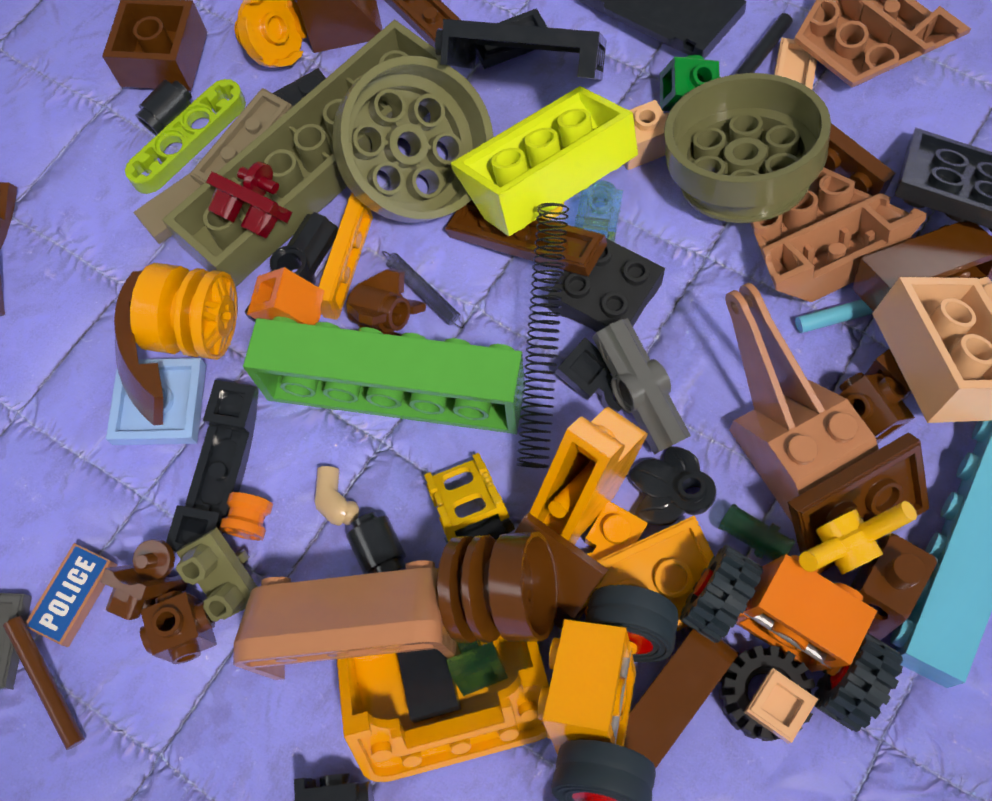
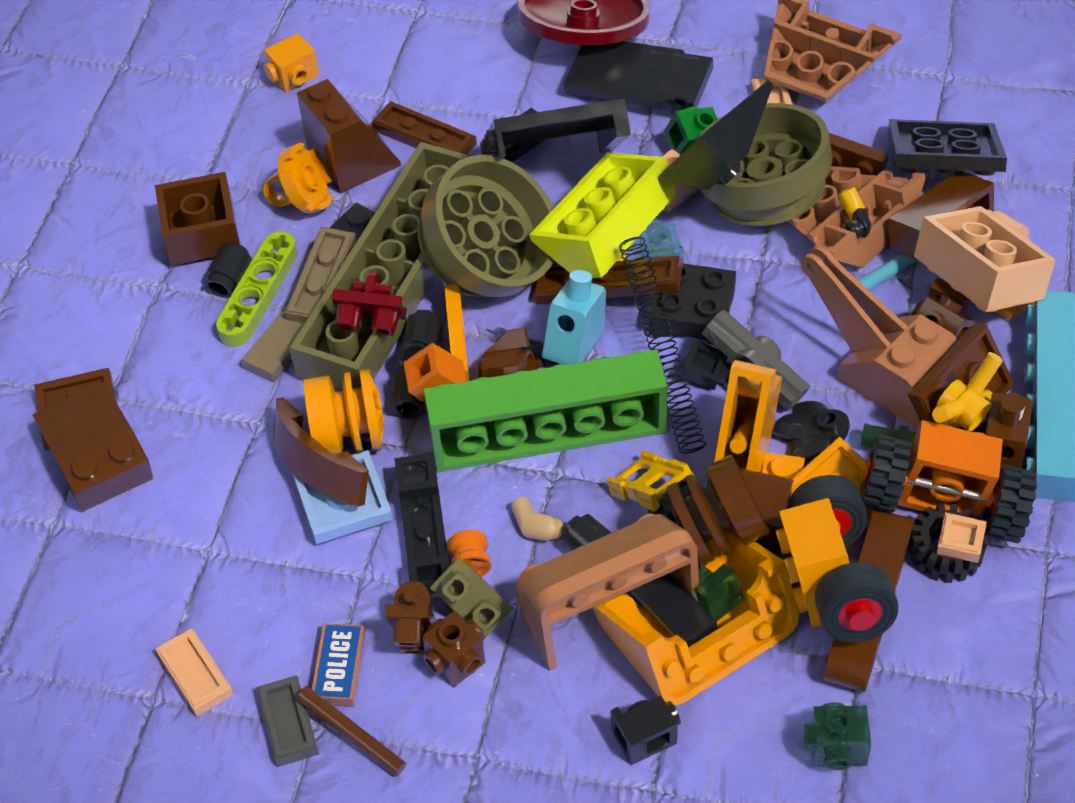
camera: 25 degrees left, 15 degrees down
(463, 277) = (577, 305): none -> medium azure torso
(699, 118) = (721, 147): none -> black wedge
(766, 44) = (741, 85): black bar -> none
(827, 240) = (856, 212): none -> arm

